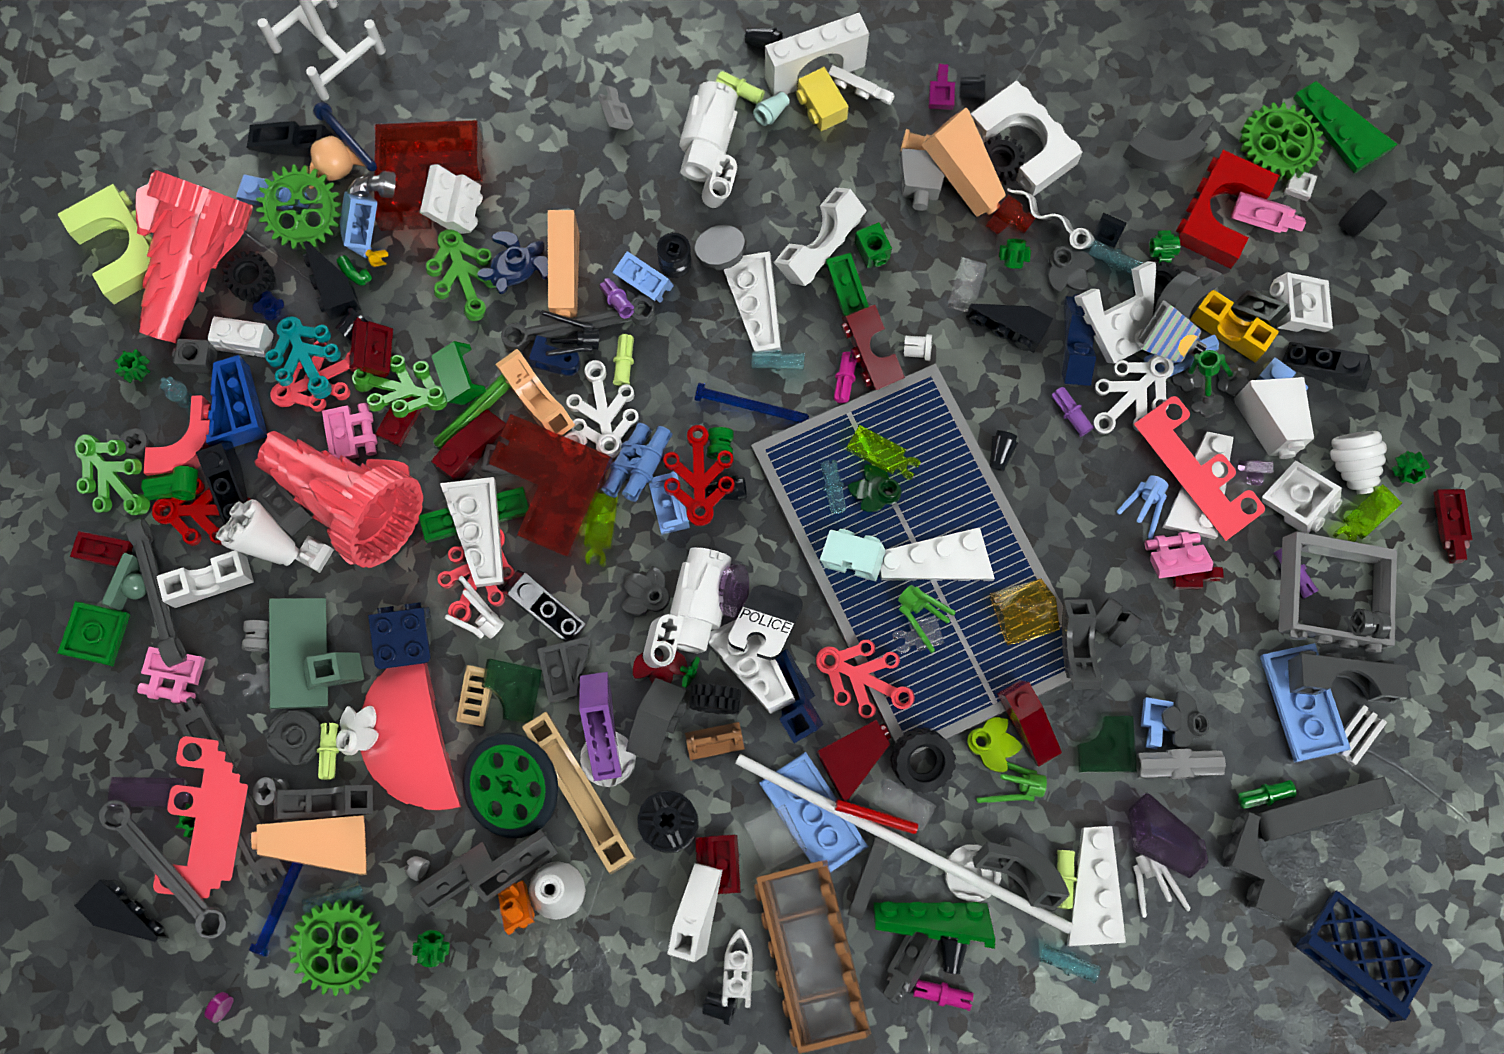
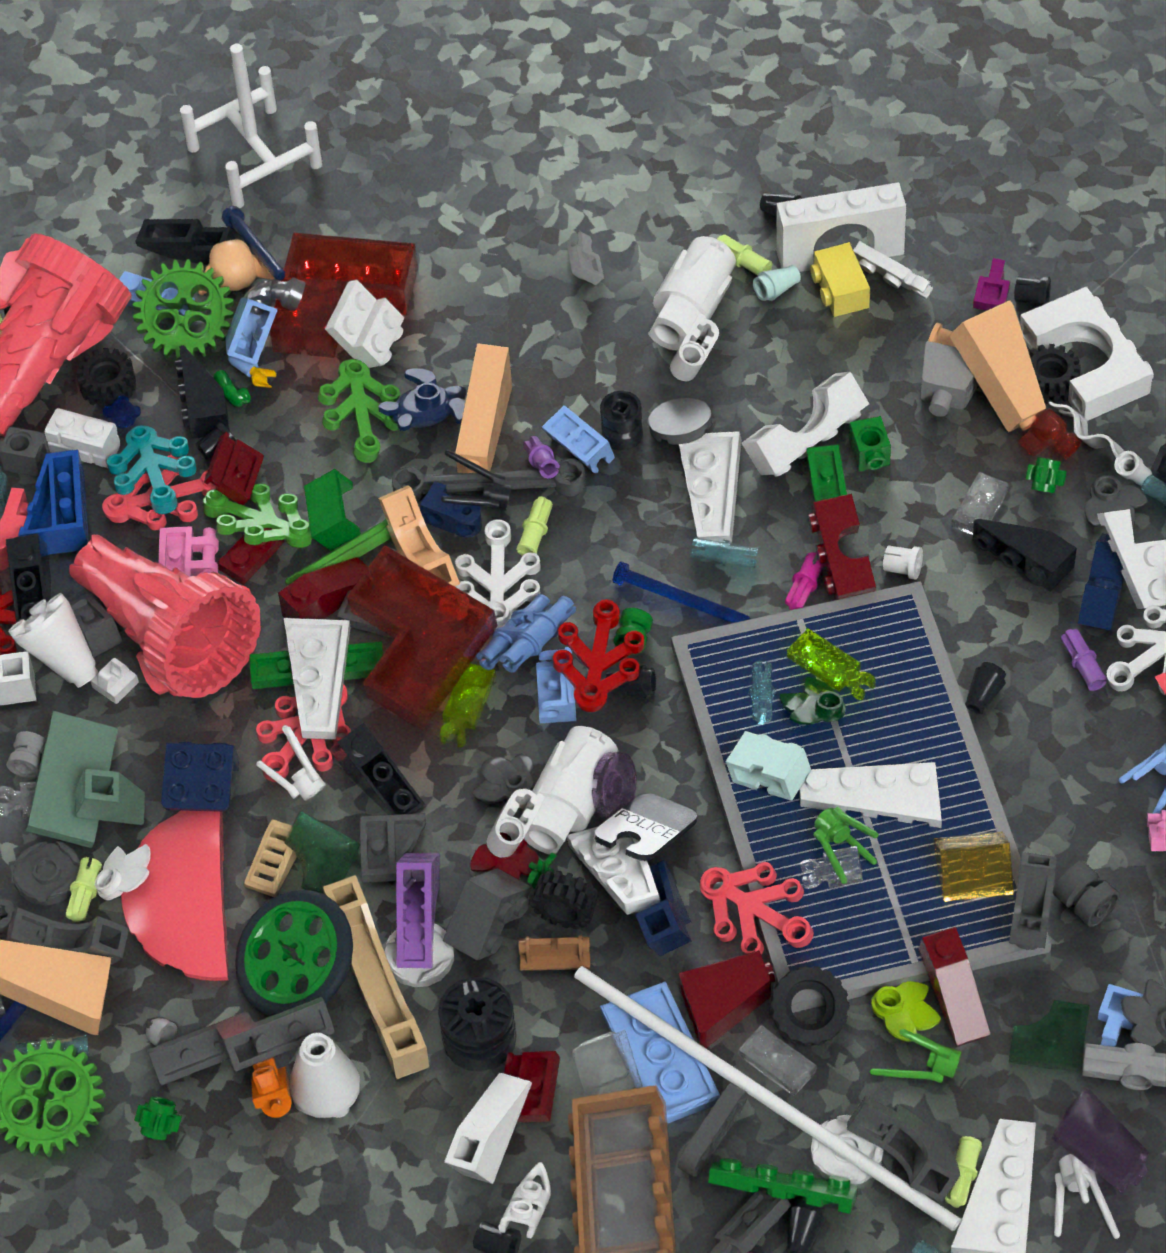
camera: 15 degrees right, 20 degrees down
(876, 816) = (736, 1059): red bar -> none

